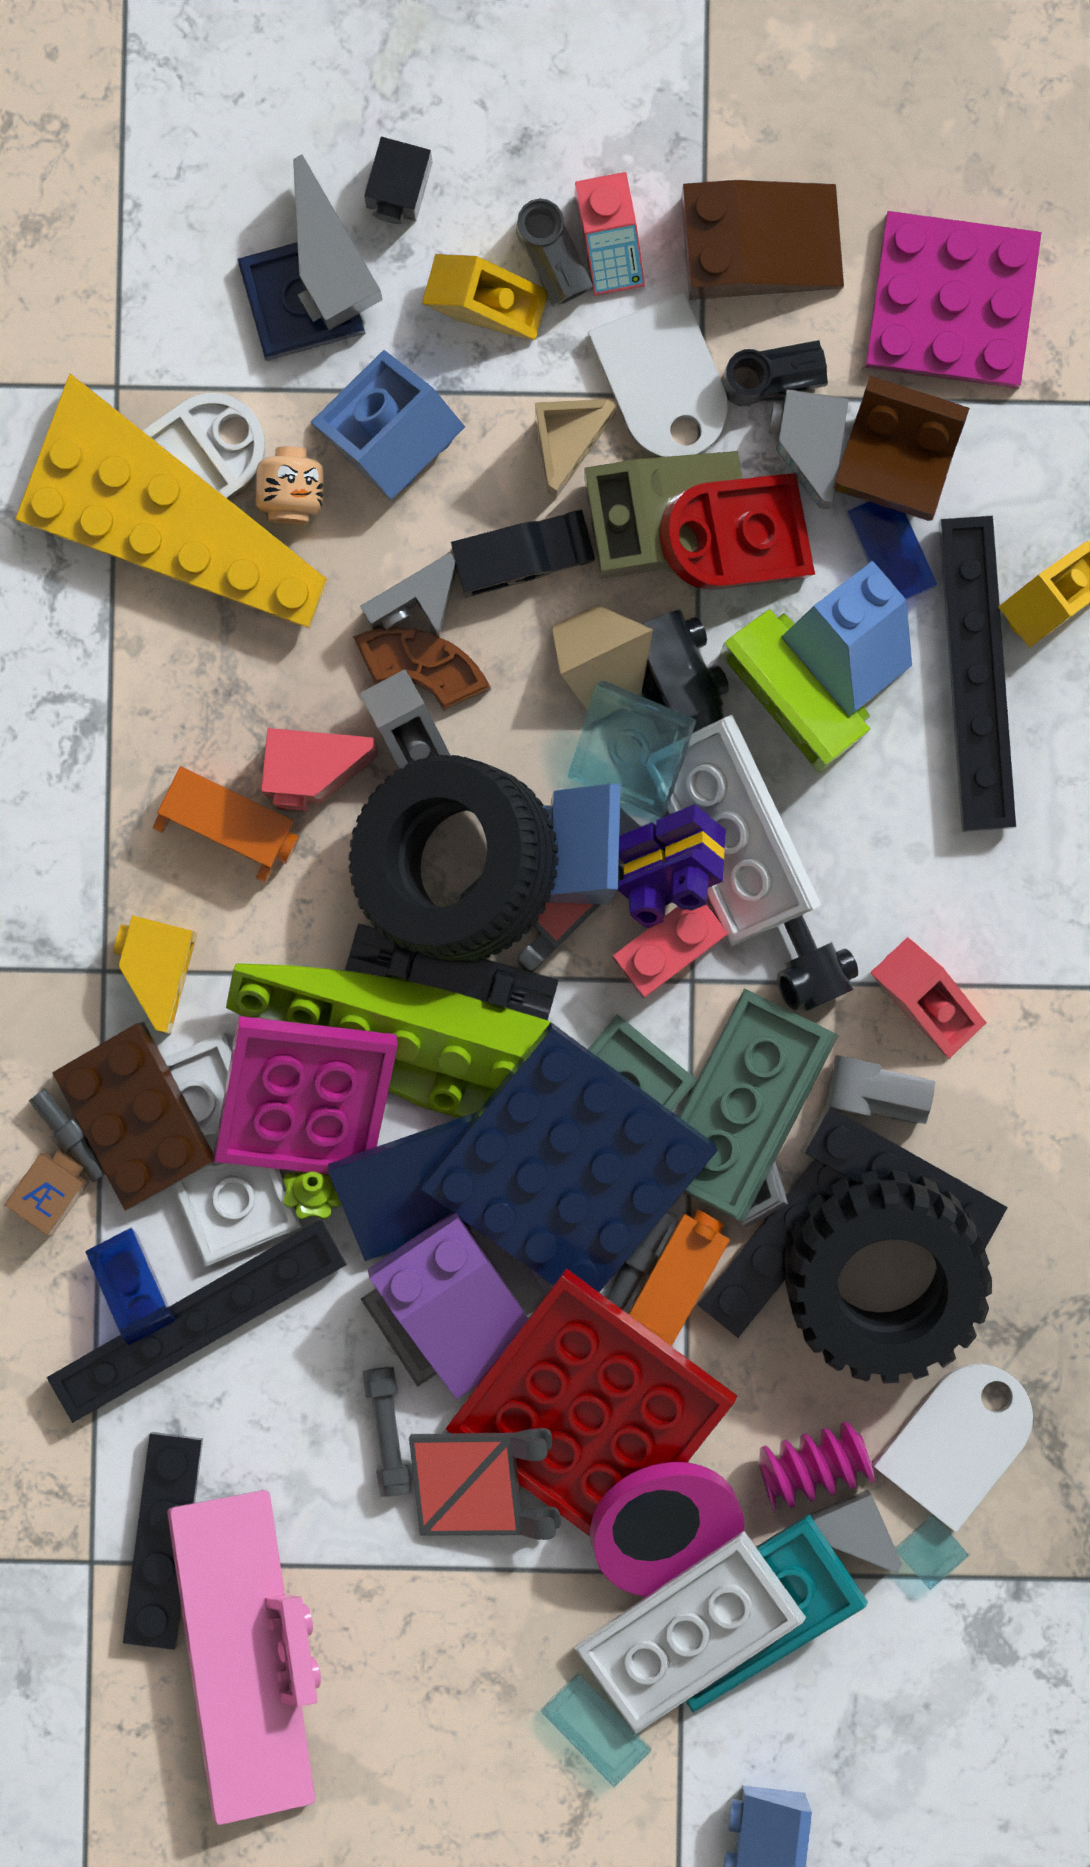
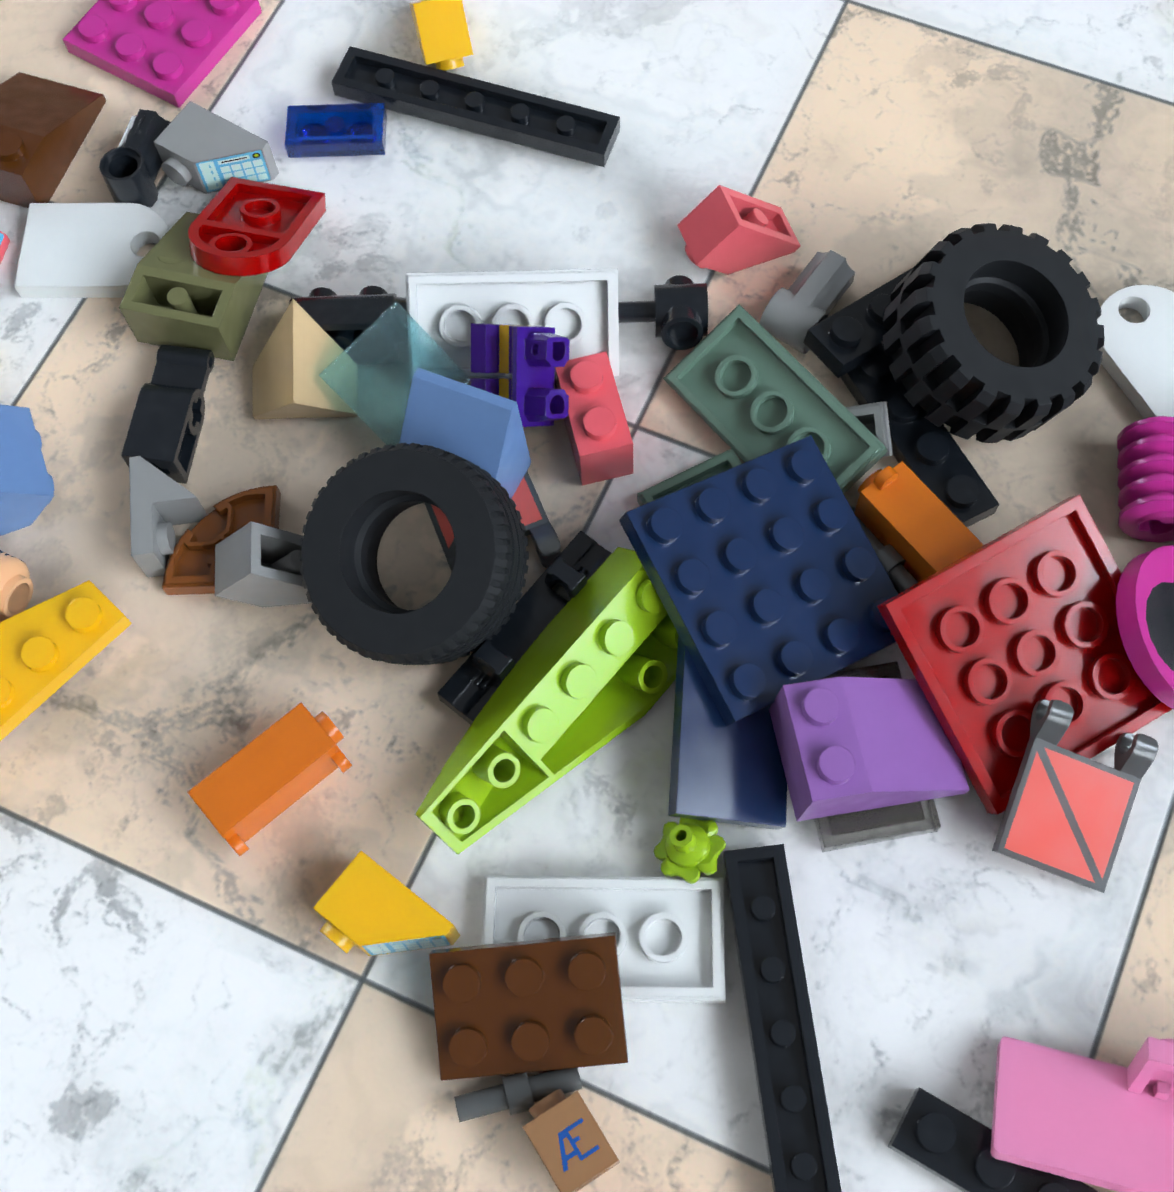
camera: 65 degrees left, 20 degrees down
(130, 1286) = (715, 1090): clear blue plate -> none
(302, 1094) = (583, 803): dark pink plate -> none
(311, 765) = (252, 658): coral slope -> none
(393, 1476) = (1030, 892): dark grey bar -> none
(568, 434) = (84, 331): tan slope -> none
(791, 691) = (416, 236): lime slope -> none
(855, 638) = (390, 165): medium blue slope -> none
(900, 448) = (251, 80): reddish brown bracket -> none

